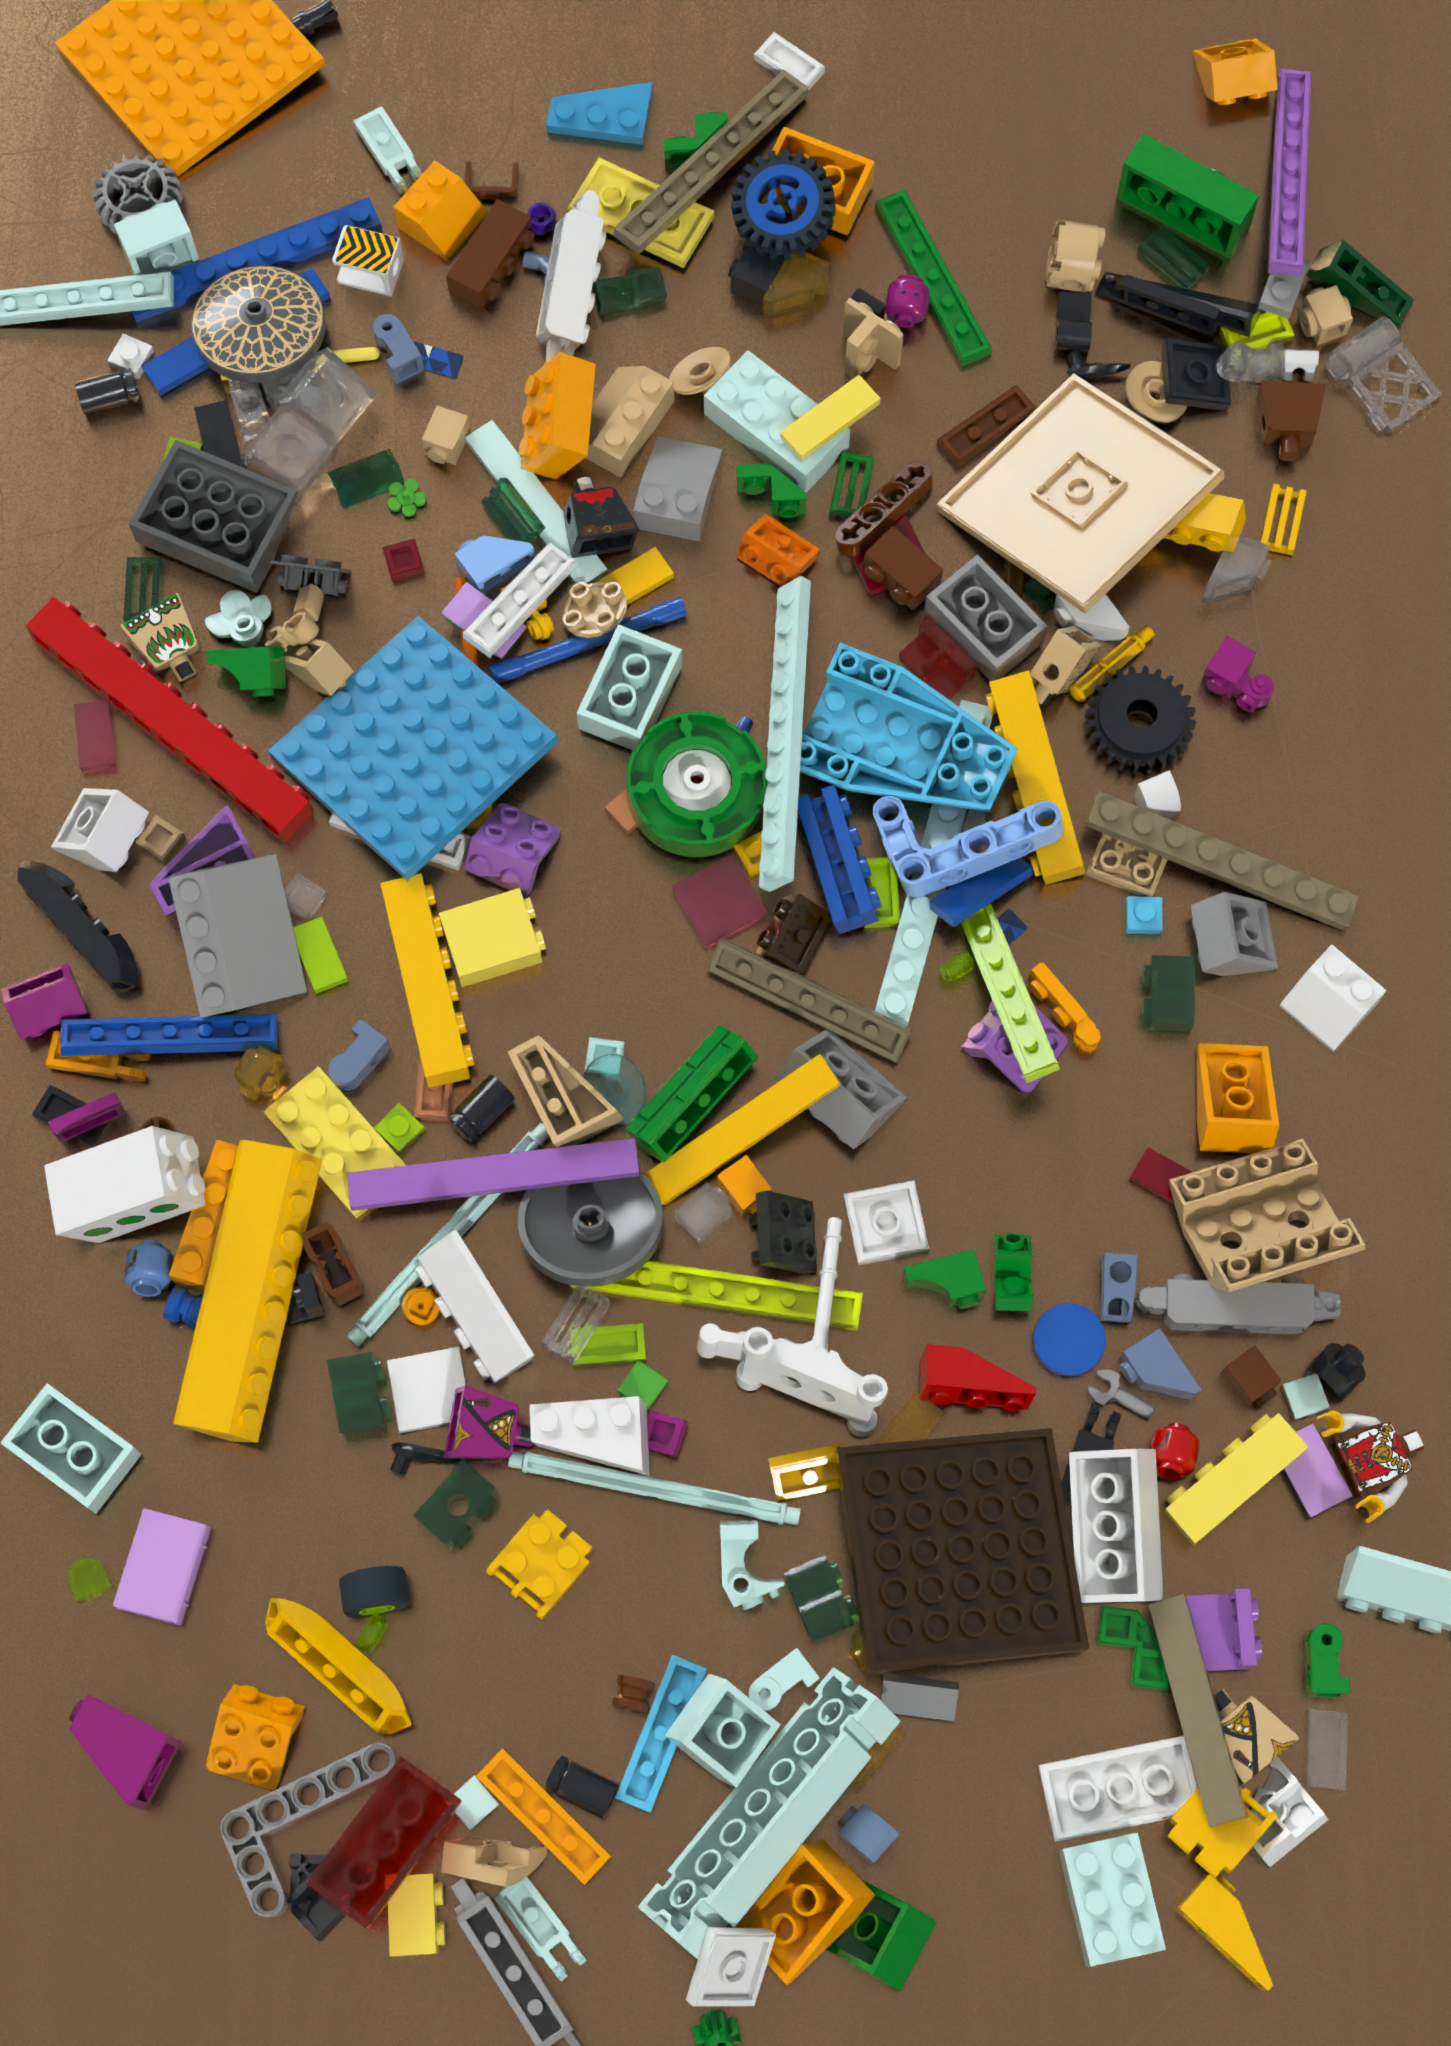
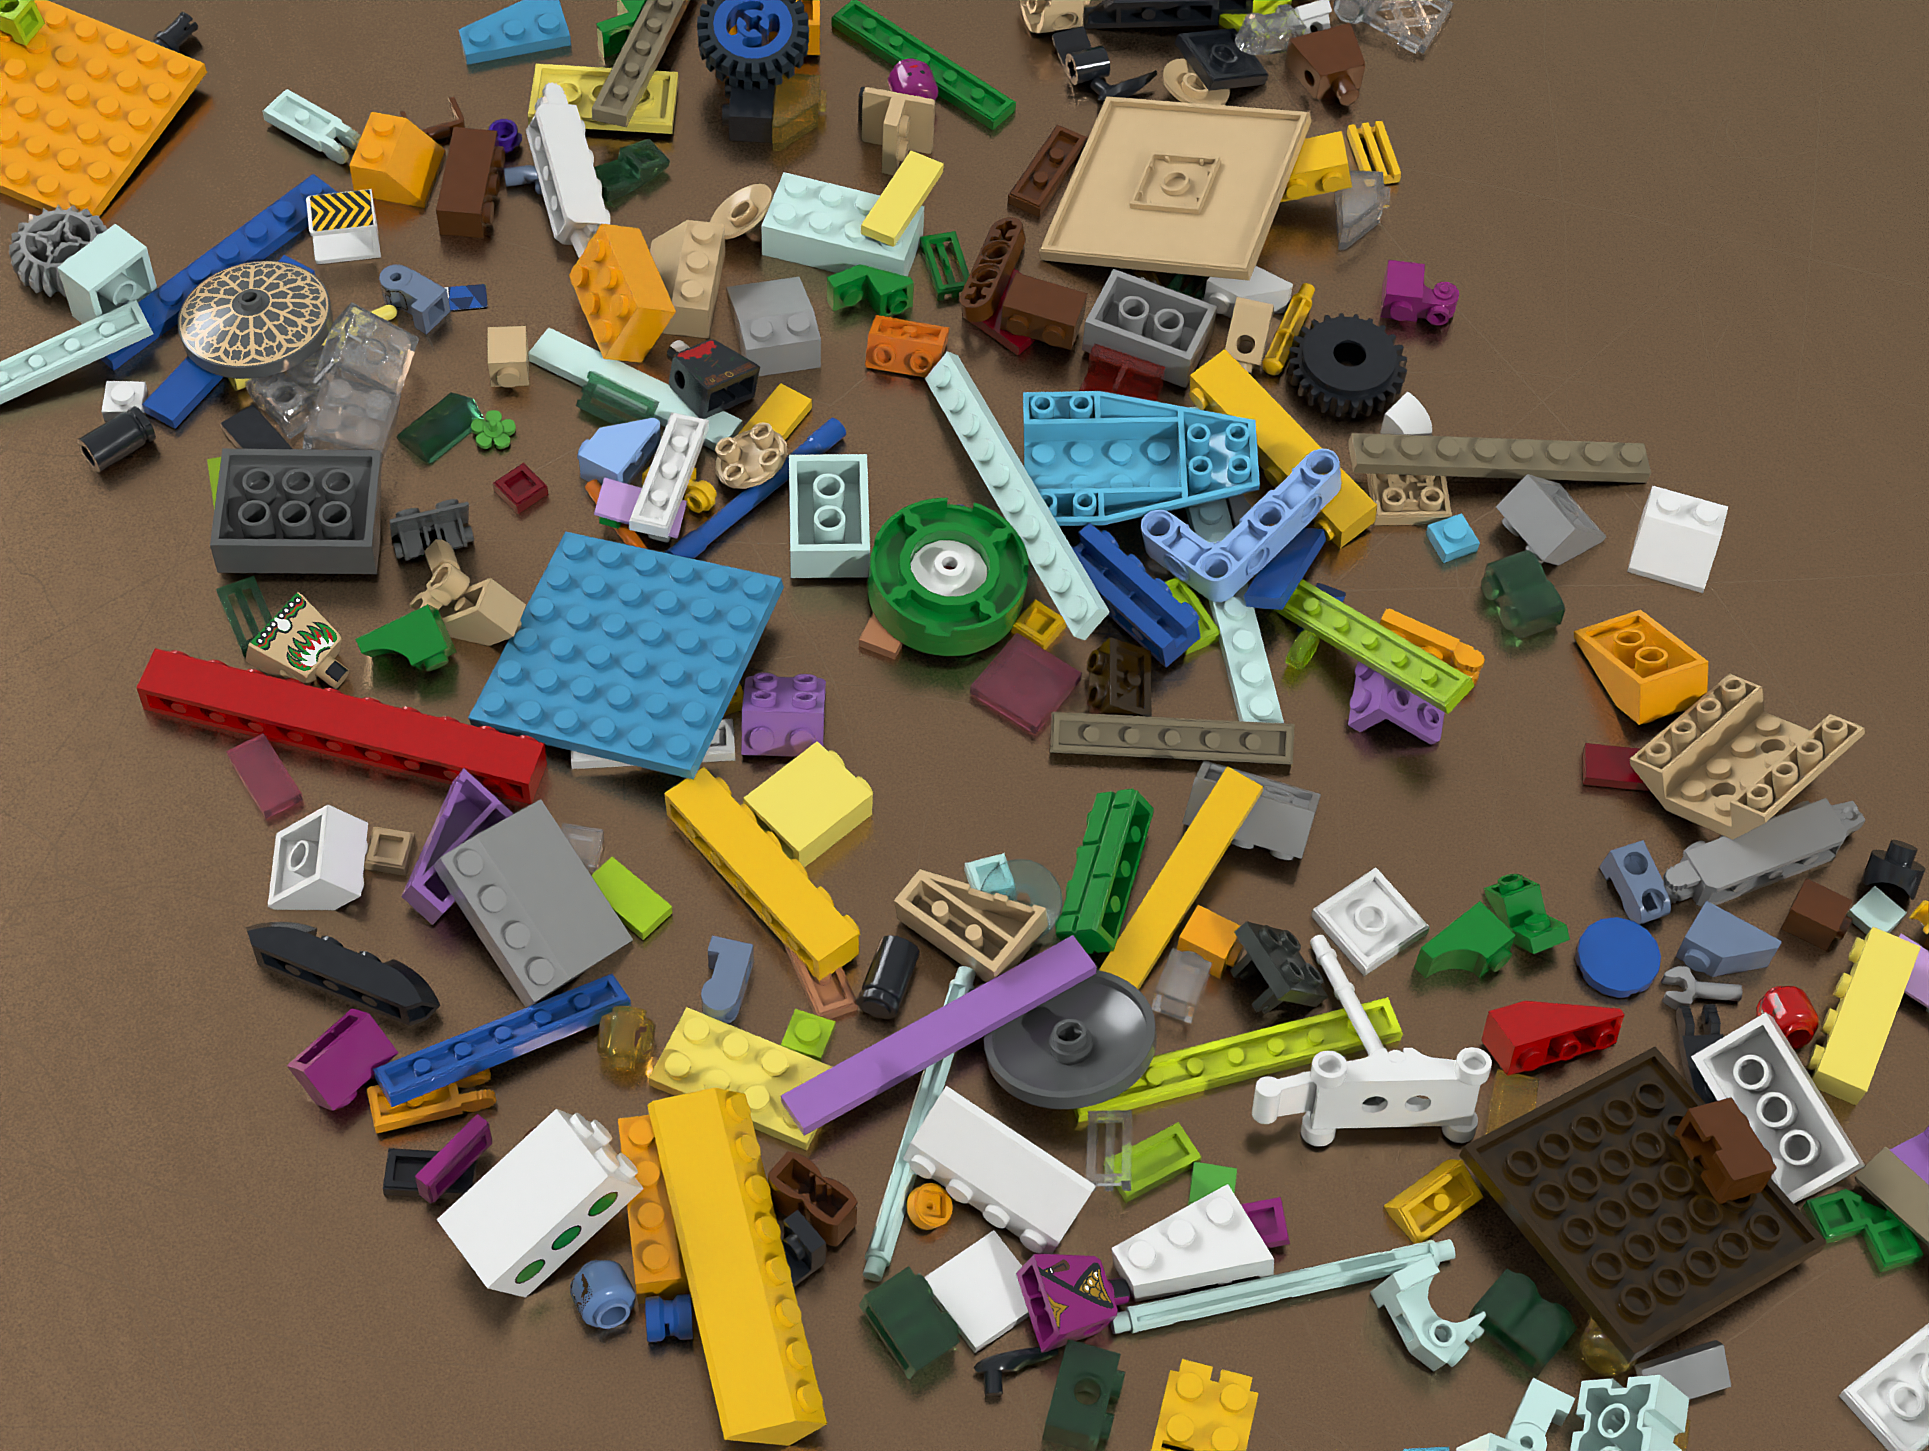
camera: 30 degrees left, 15 degrees down
(240, 617) = (370, 602): light aqua plate -> none
(1050, 1541) = (1727, 1148): none -> reddish brown brick

